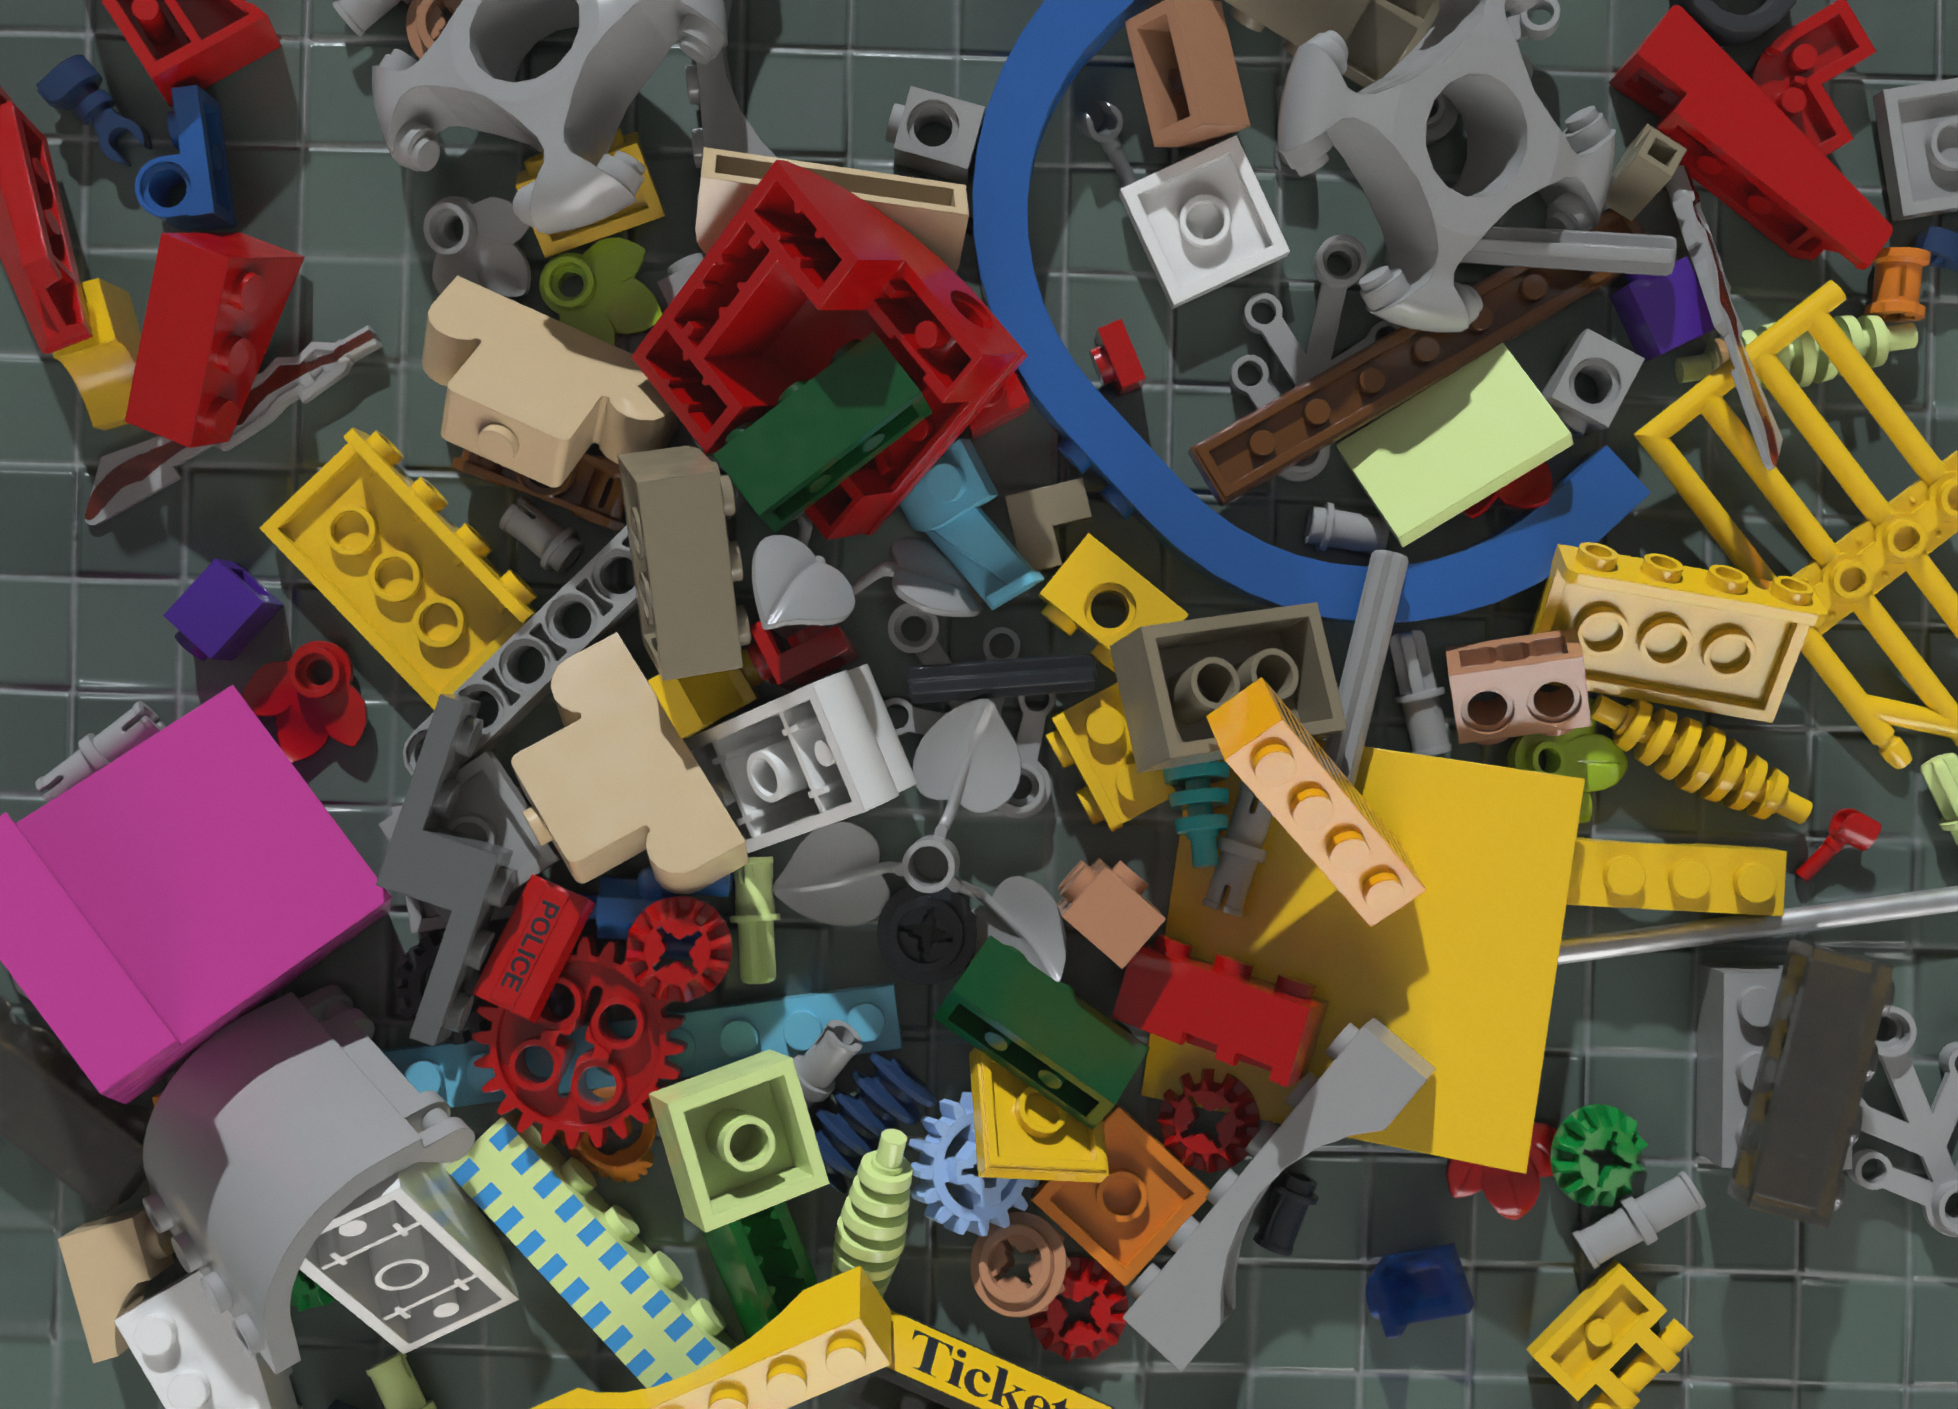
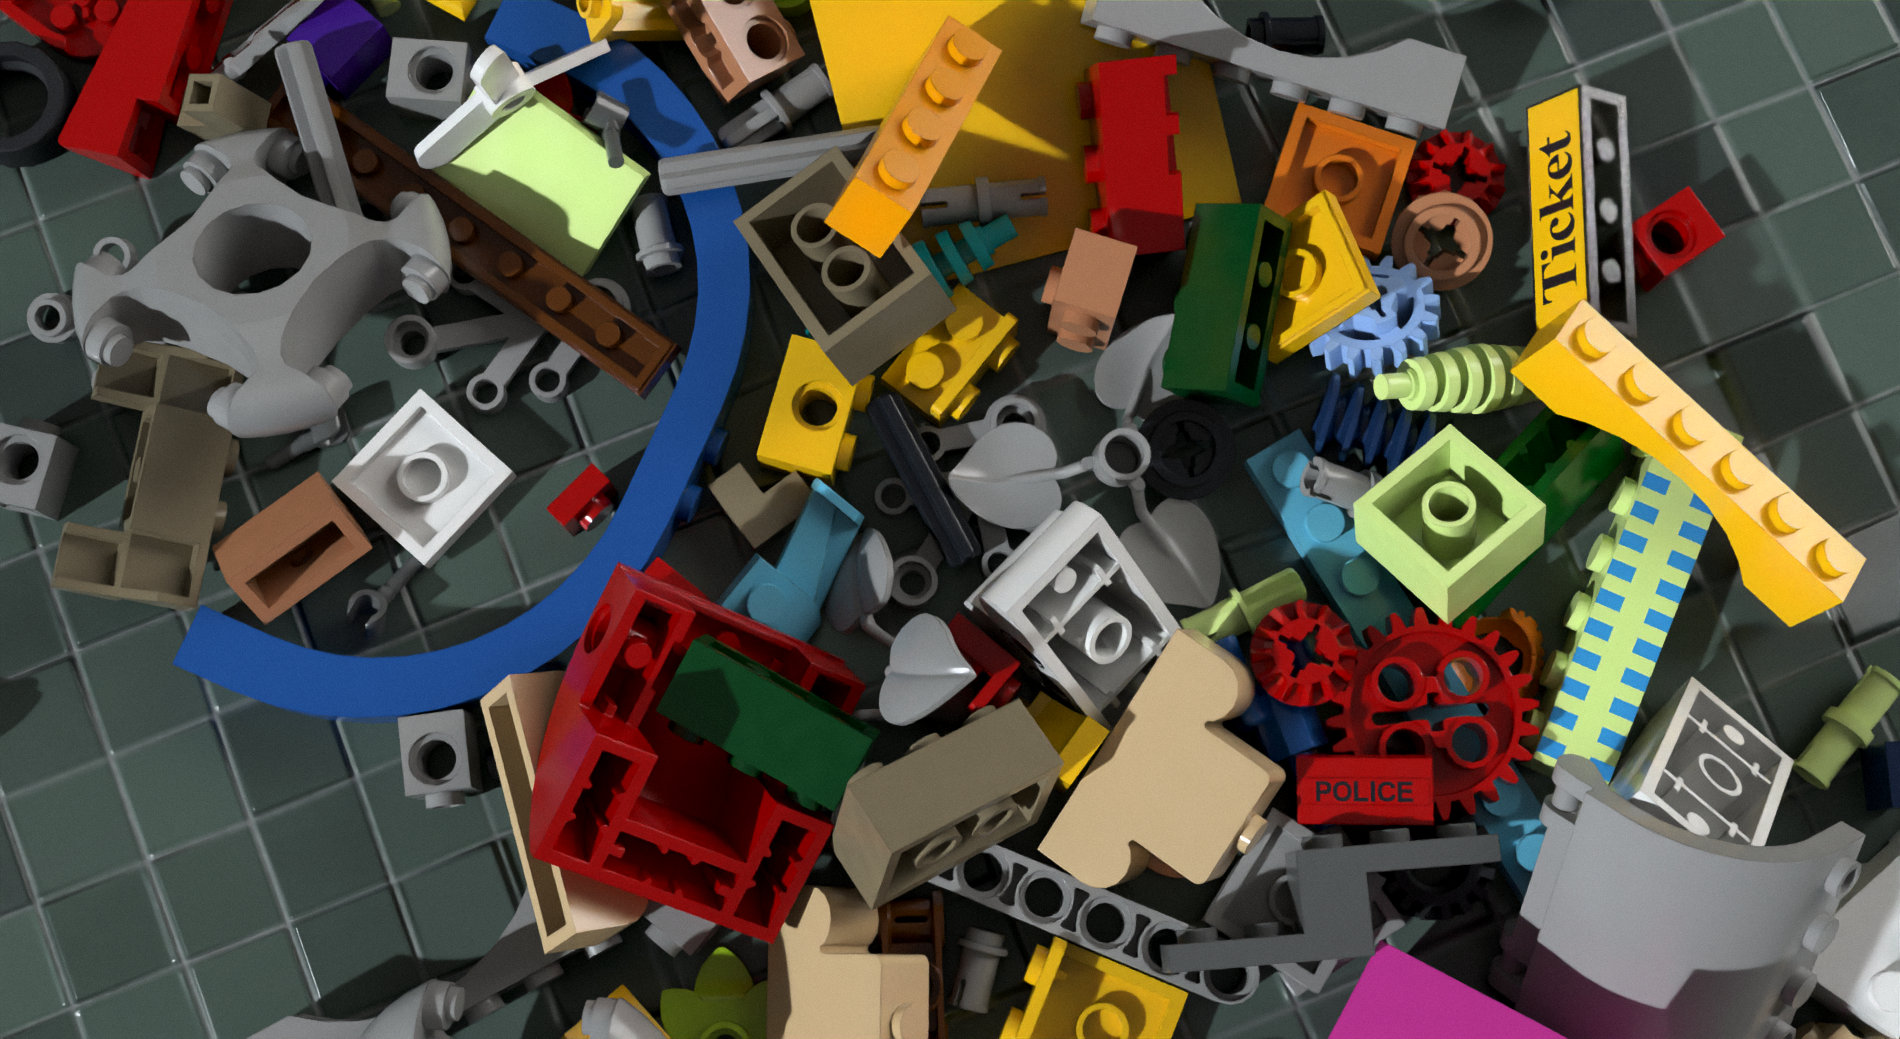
camera: 120 degrees left, 10 degrees down
(1234, 1130) = (1234, 102): red gear -> none
(1473, 528) = (608, 118): none -> dark grey hand
(1535, 432) = (498, 92): none -> white piece

